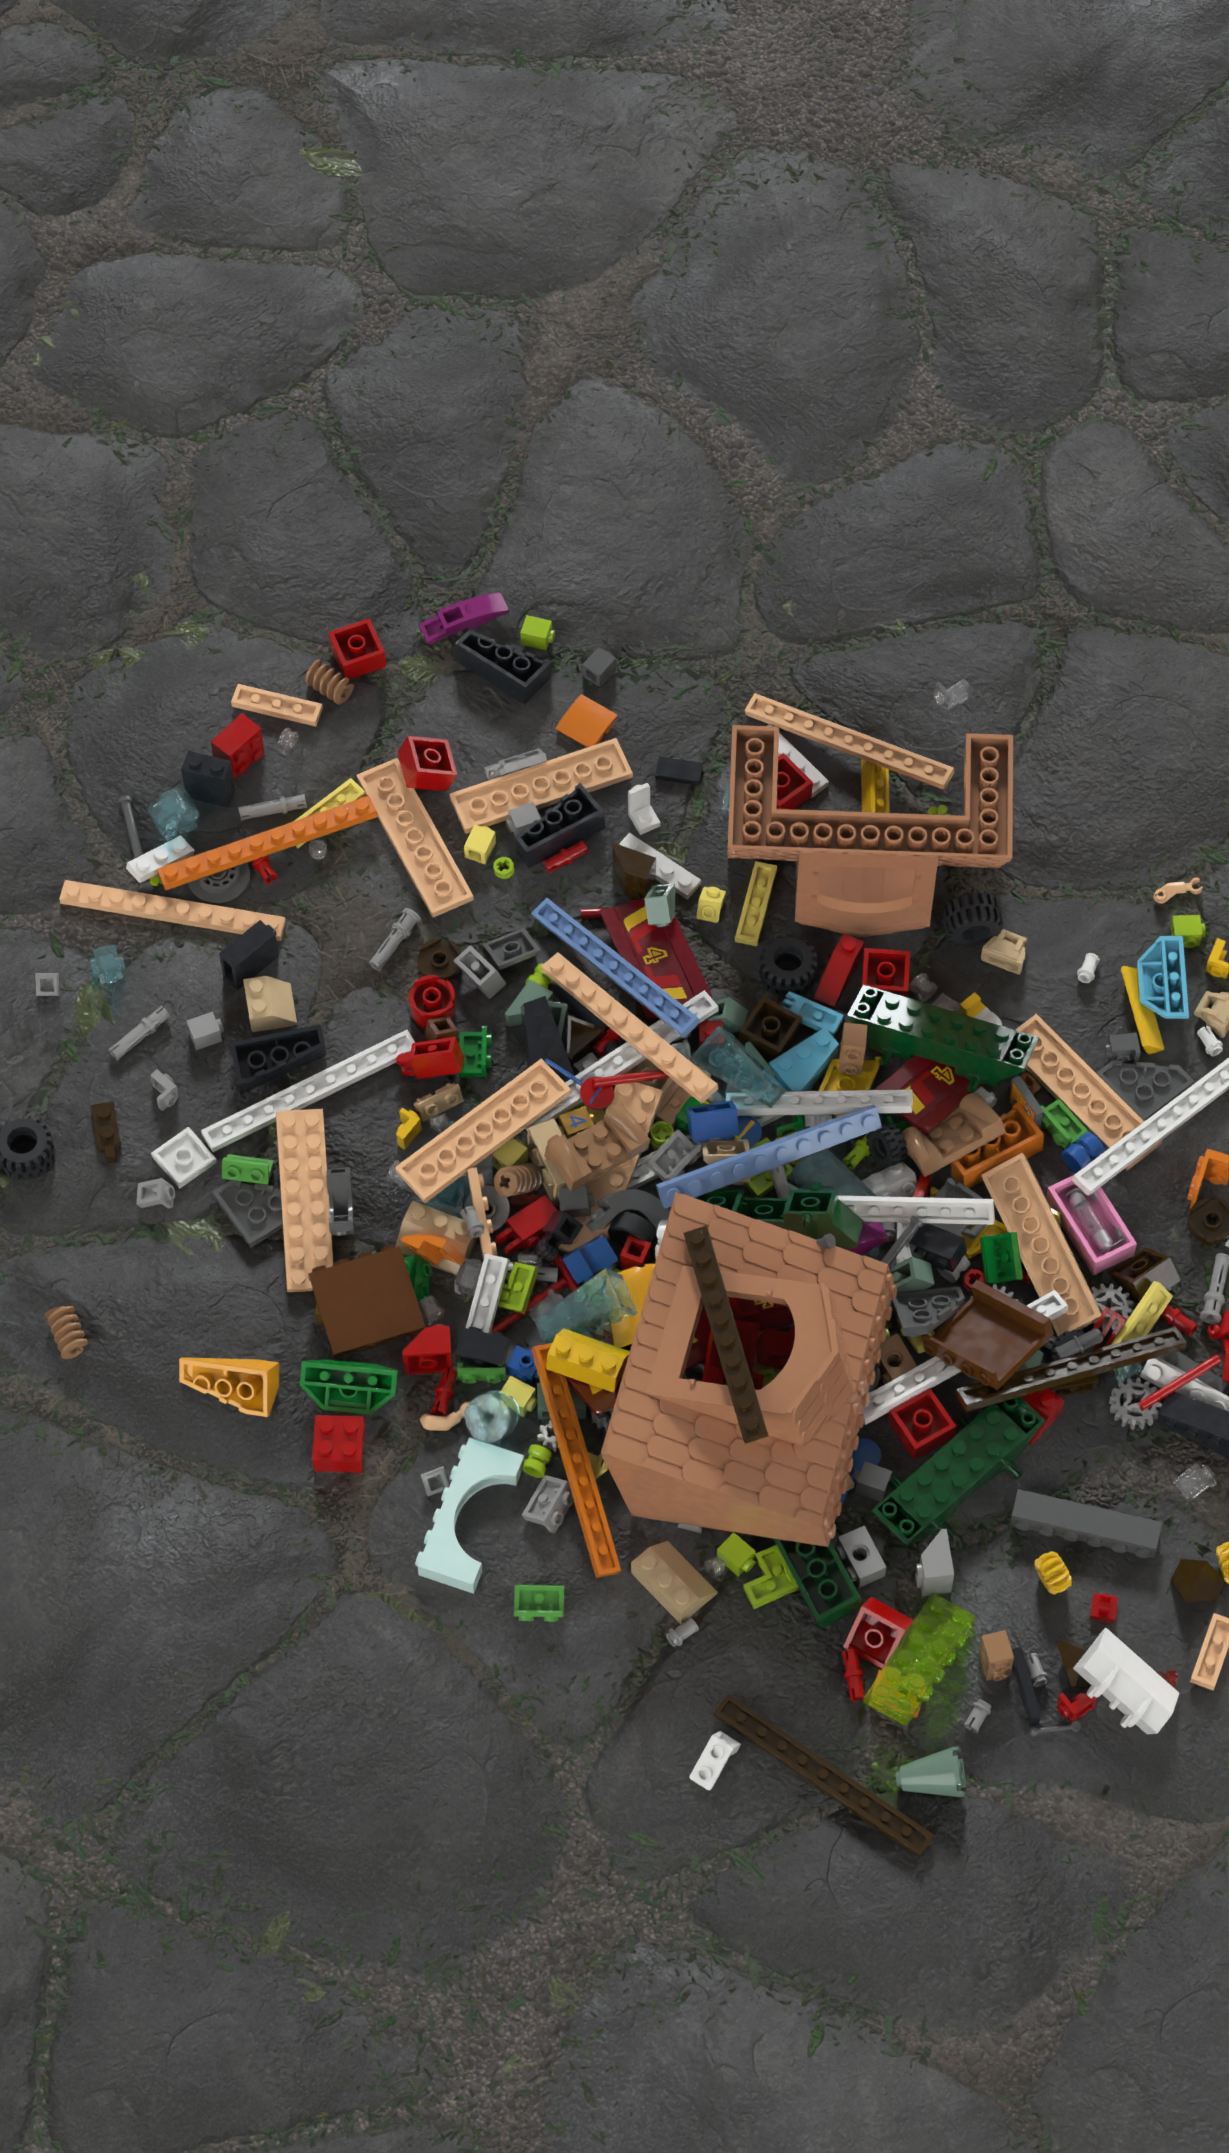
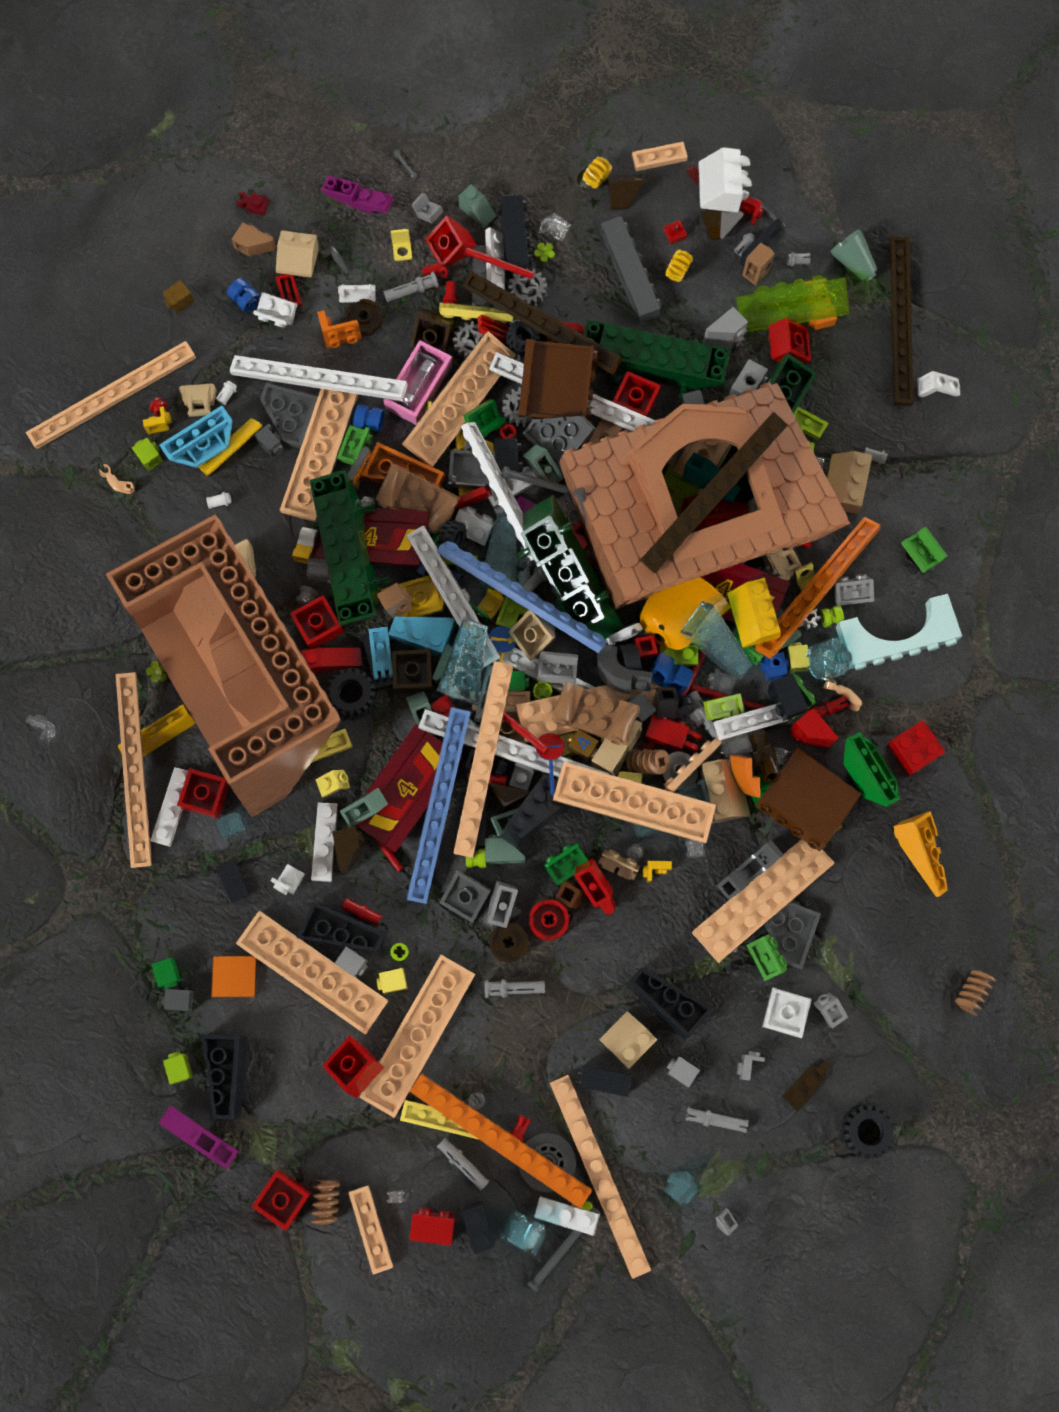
camera: 125 degrees left, 15 degrees up
(307, 1091) = (675, 960): white plate -> none
(435, 1481) = (891, 672): light grey slope -> none
(439, 1287) = (765, 756): none -> dark brown piece
(474, 1227) = (706, 763): light grey pin -> none
(515, 764) = (305, 1003): light grey hinge -> none
(631, 670) = (166, 973): none -> green brick
(712, 1121) = (515, 653): blue brick -> none
(853, 1675) = (826, 341): red pin -> none
(1079, 1344) = (520, 327): dark grey axle -> none
(1172, 1454) = (544, 252): none -> lime plant

